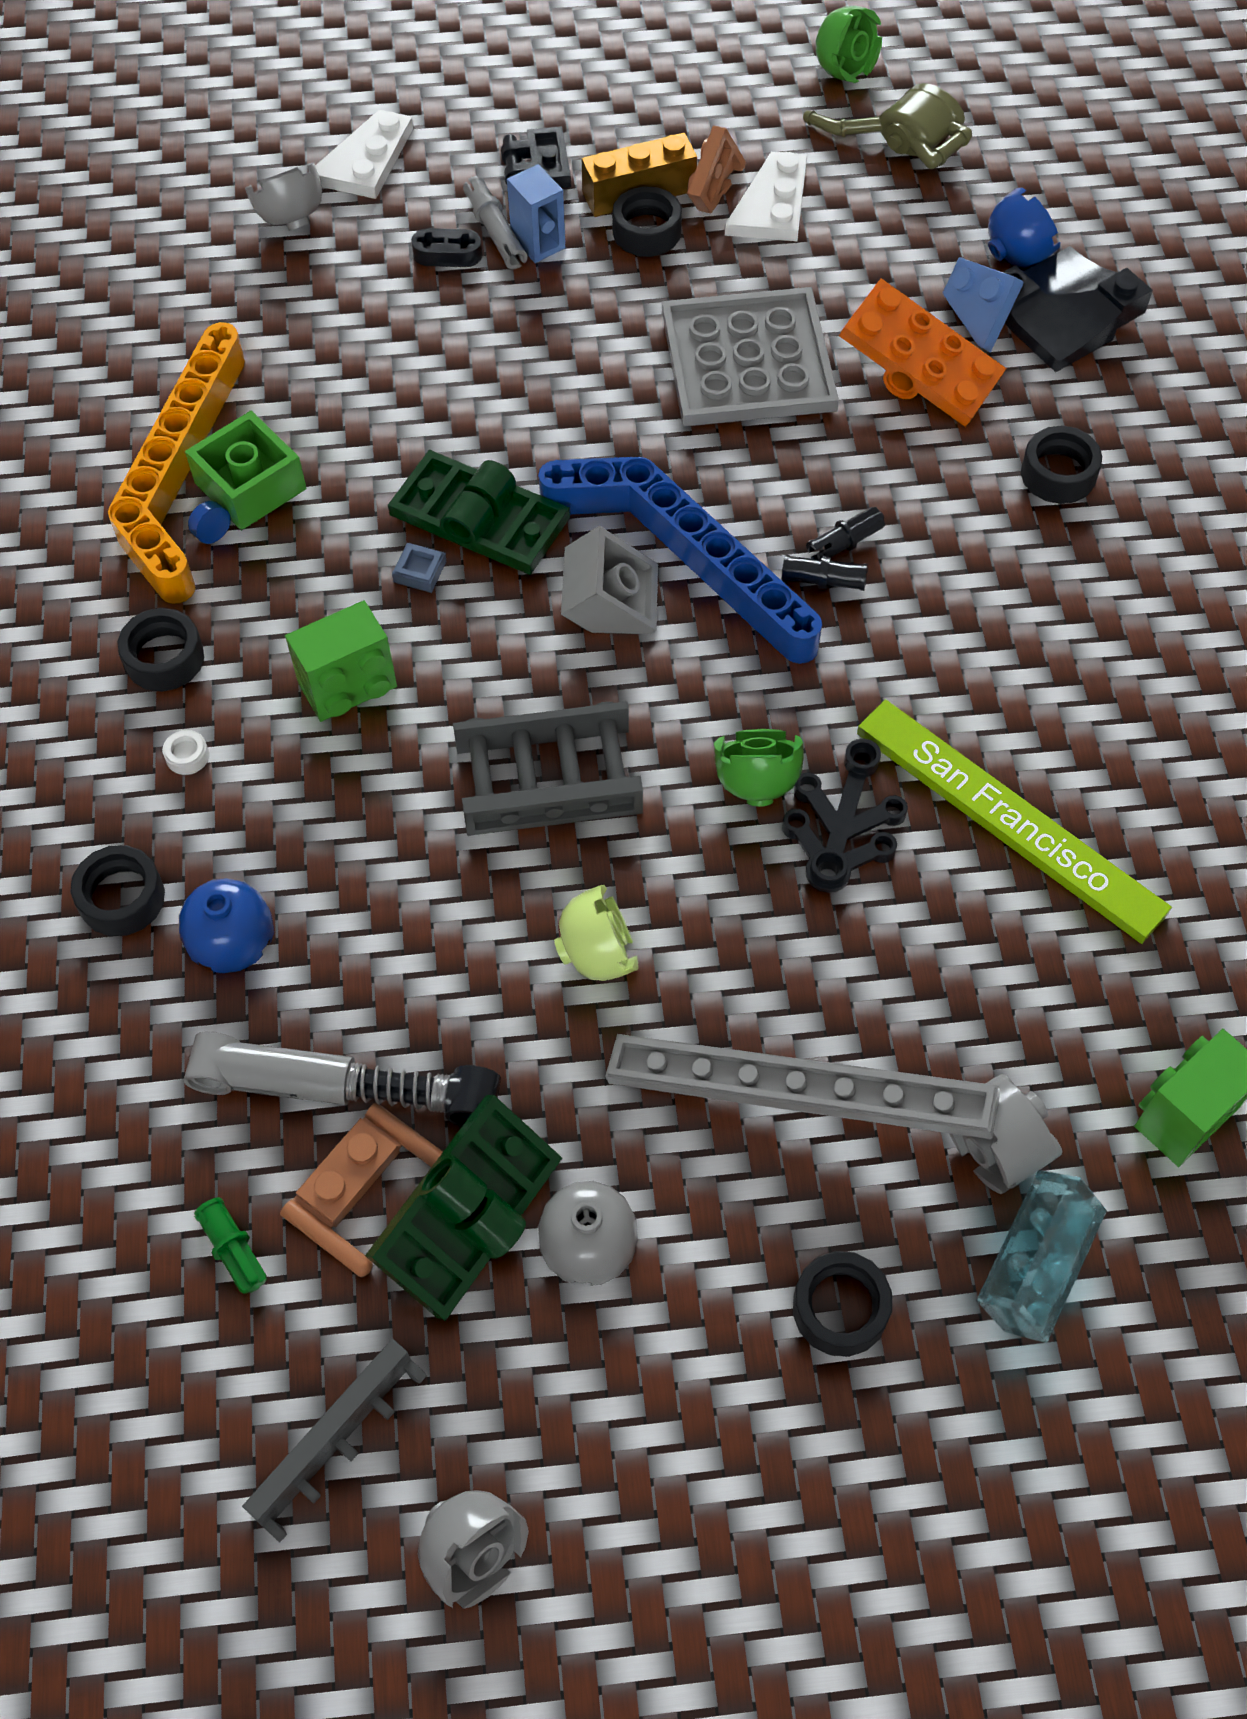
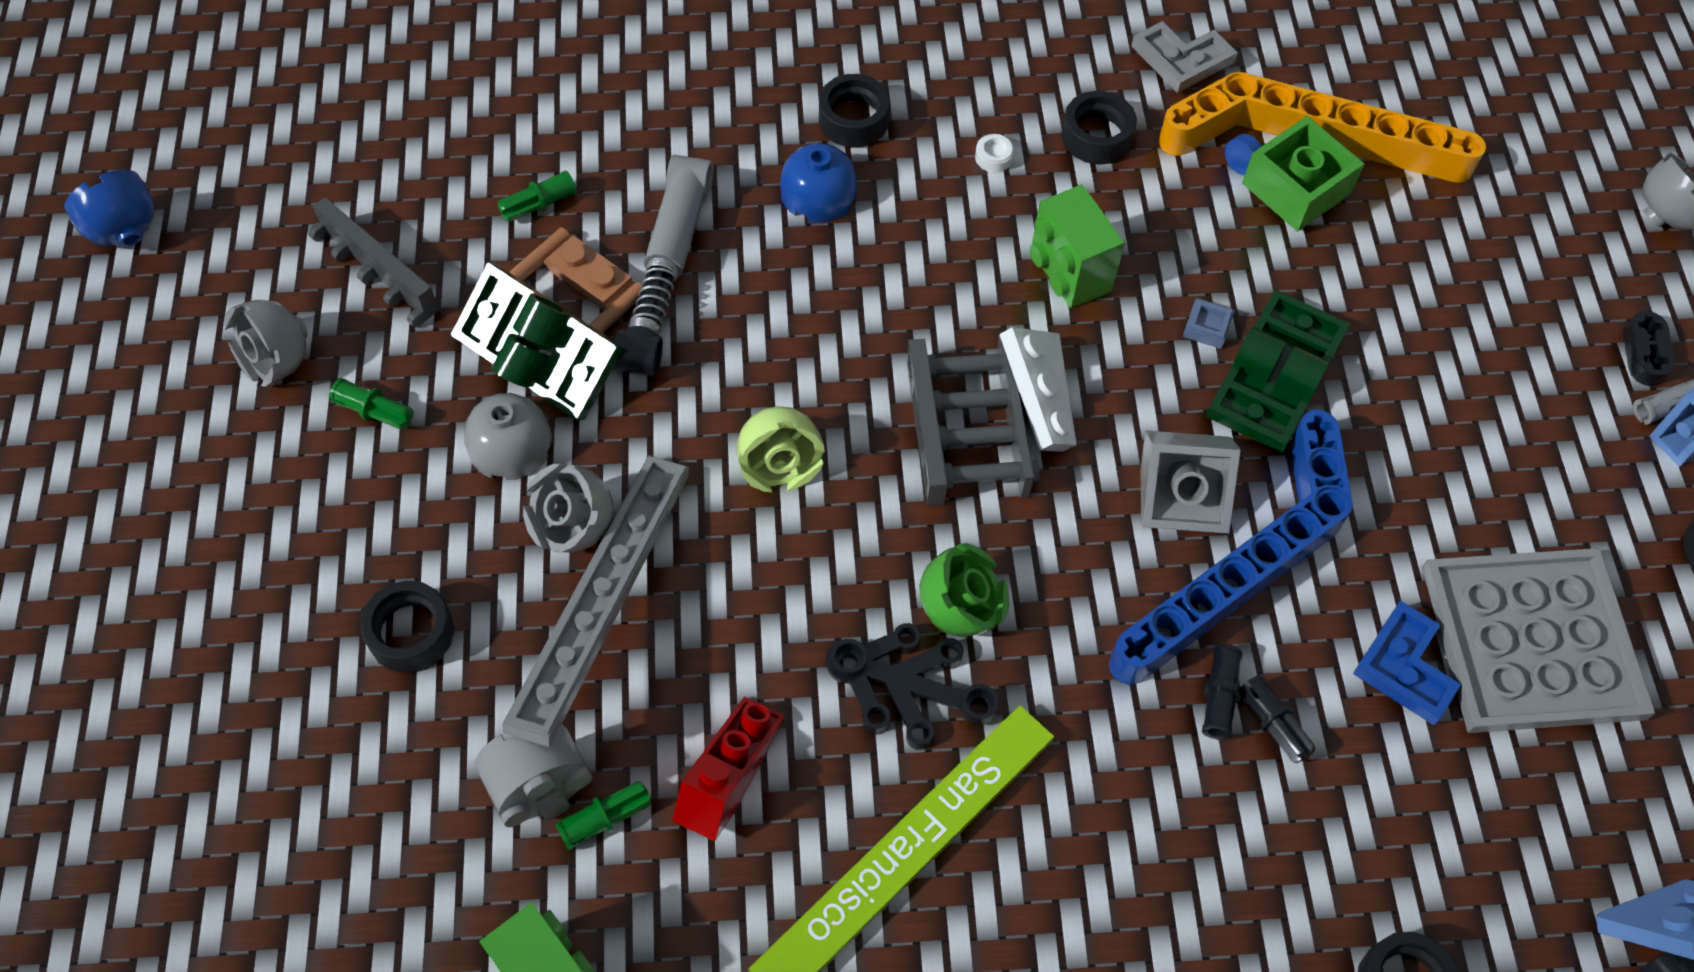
camera: 90 degrees right, 0 degrees up
(70, 573) = (1183, 63): none -> light grey plate
(511, 699) = (1042, 384): none -> white wing
(549, 1402) = (370, 404): none -> green axle
(696, 1137) = (567, 508): none -> light grey cylinder
(783, 450) = (1396, 667): none -> blue plate
(921, 353) = (1562, 829): orange plate -> none
(961, 966) = (726, 769): none -> red slope
(1009, 1062) = (603, 814): none -> green axle
(1042, 1255) = (412, 796): clear light blue brick -> none

